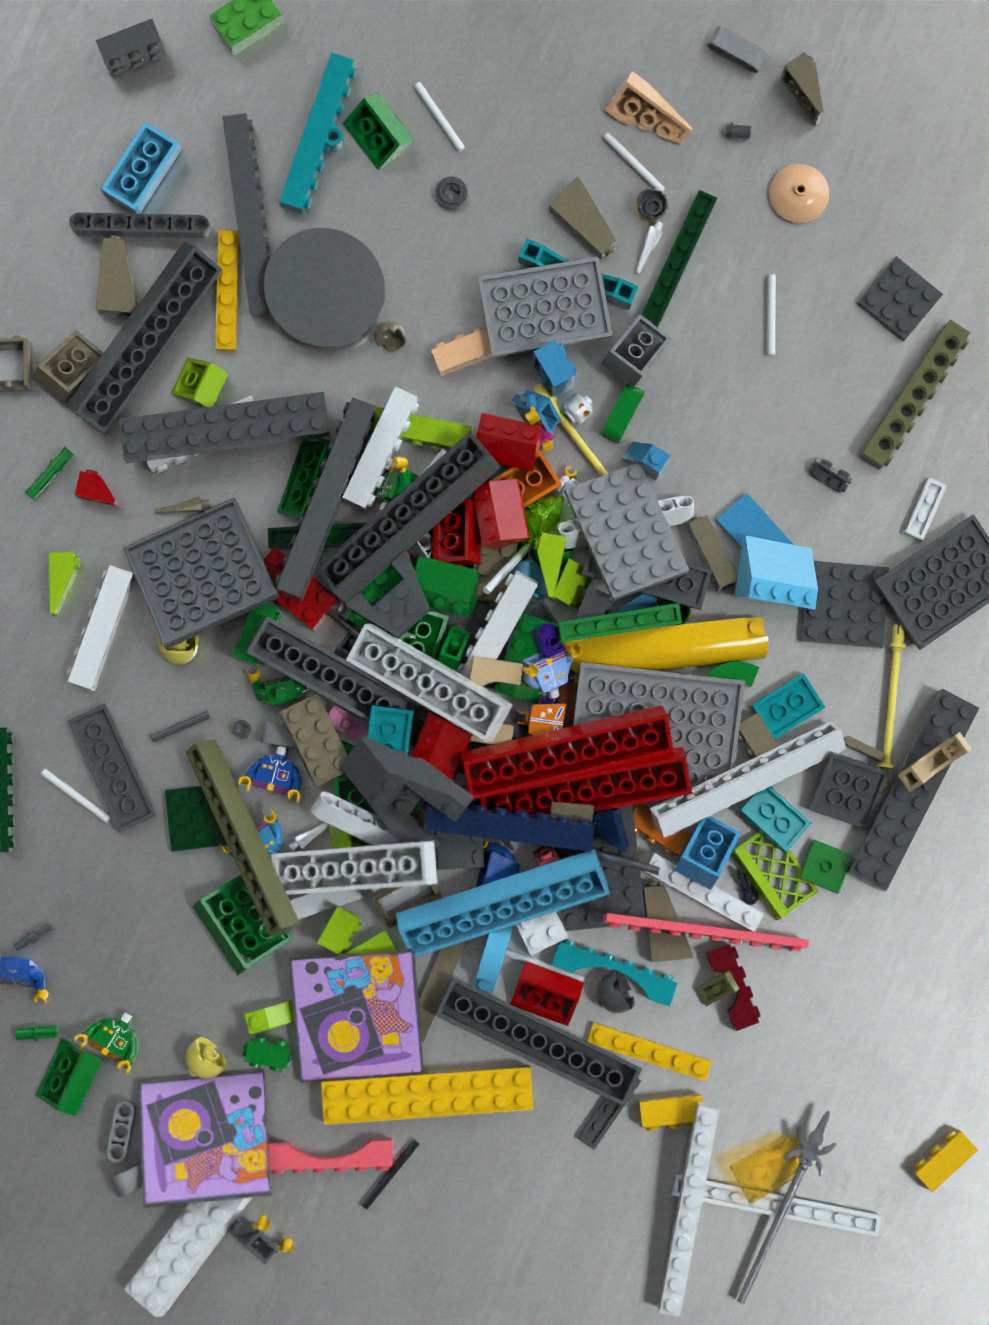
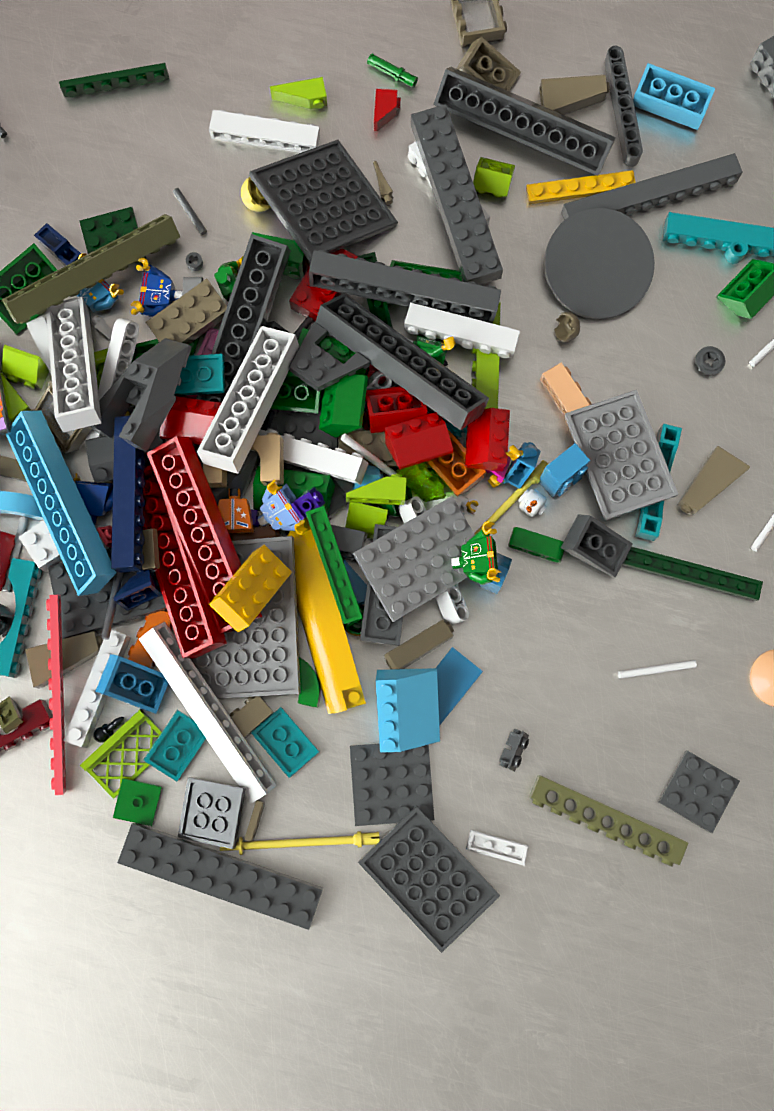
camera: 85 degrees right, 5 degrees down
(75, 796) = (118, 137): white bar -> none
(112, 768) = (145, 161): dark grey plate -> none
(201, 876) = (57, 245): none -> dark blue slope
(453, 647) = (287, 422): green slope -> none
(637, 707) = (250, 588): none -> yellow brick
(639, 471) = (479, 557): none -> green torso
(652, 204) = (739, 540): dark grey hair -> none
(653, 236) = (708, 547): white piece -> none
(934, 761) = (245, 889): tan arch -> none

